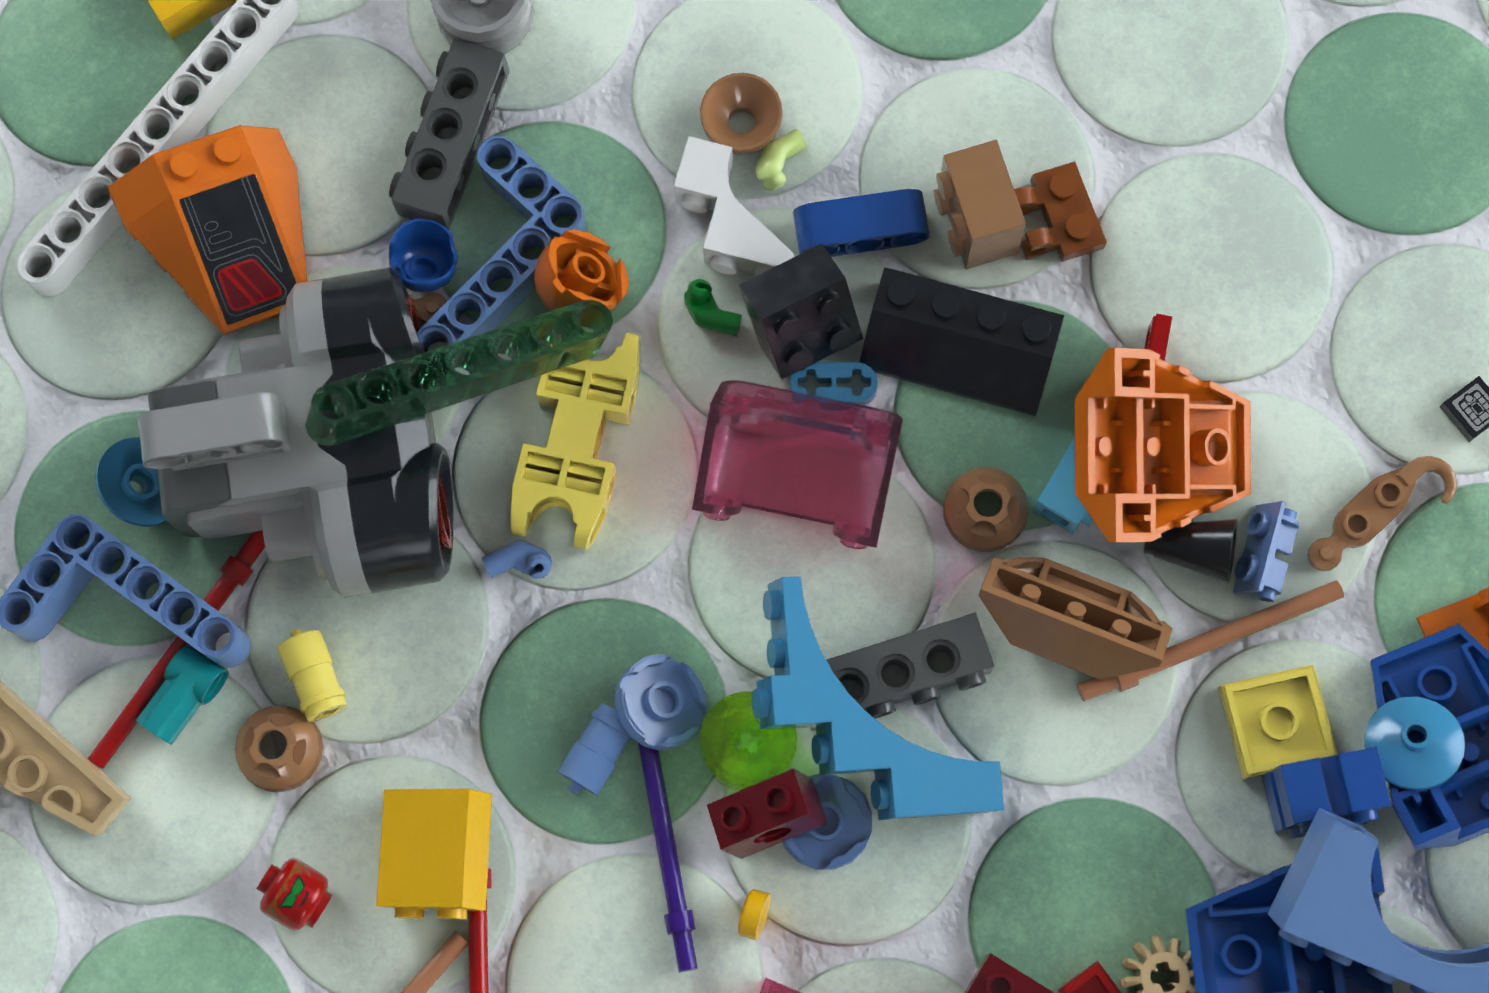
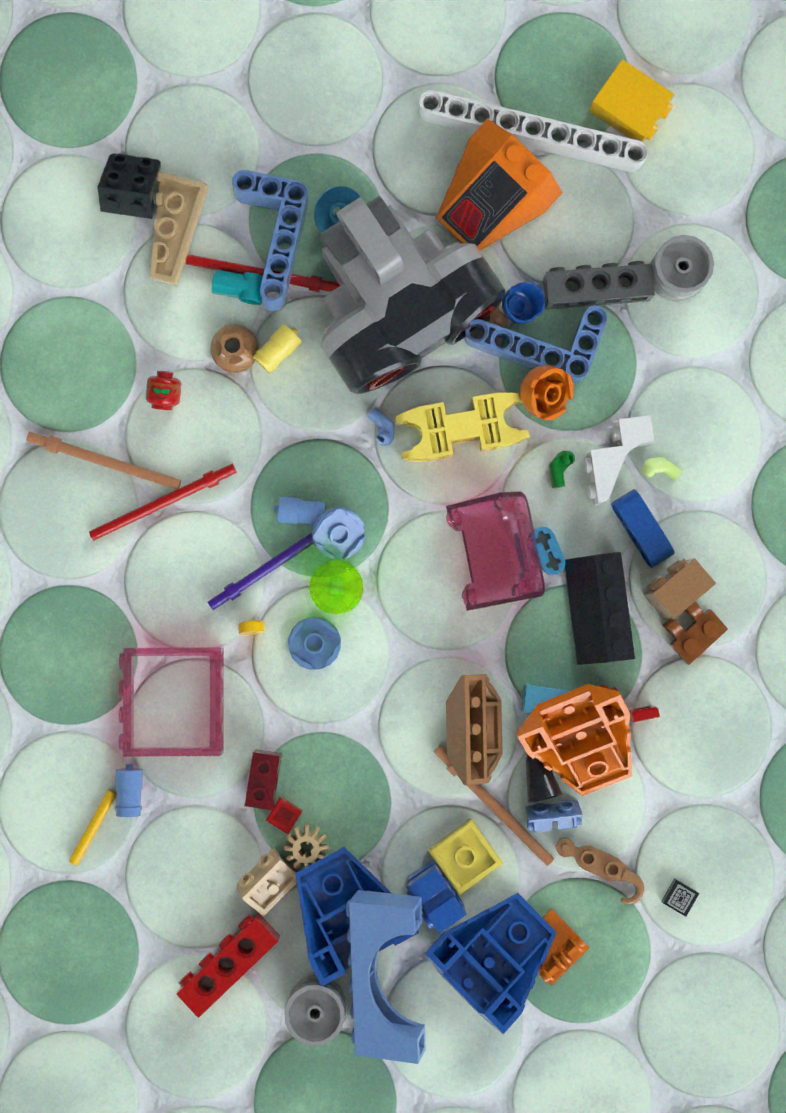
camera: 60 degrees right, 10 degrees up
(434, 852) = (212, 452): yellow brick -> none
(449, 387) = (450, 349): clear green beam -> none
(741, 94) = (687, 429): medium nougat piece -> none
(766, 813) = (303, 612): dark red brick -> none
(801, 311) = (577, 518): black brick -> none
(847, 738) = (355, 639): dark azure arch -> none
(958, 638) = (437, 674): dark grey brick -> none
(979, 531) = (500, 654): medium nougat piece -> none
(1416, 764) = (467, 933): dark azure dish -> none

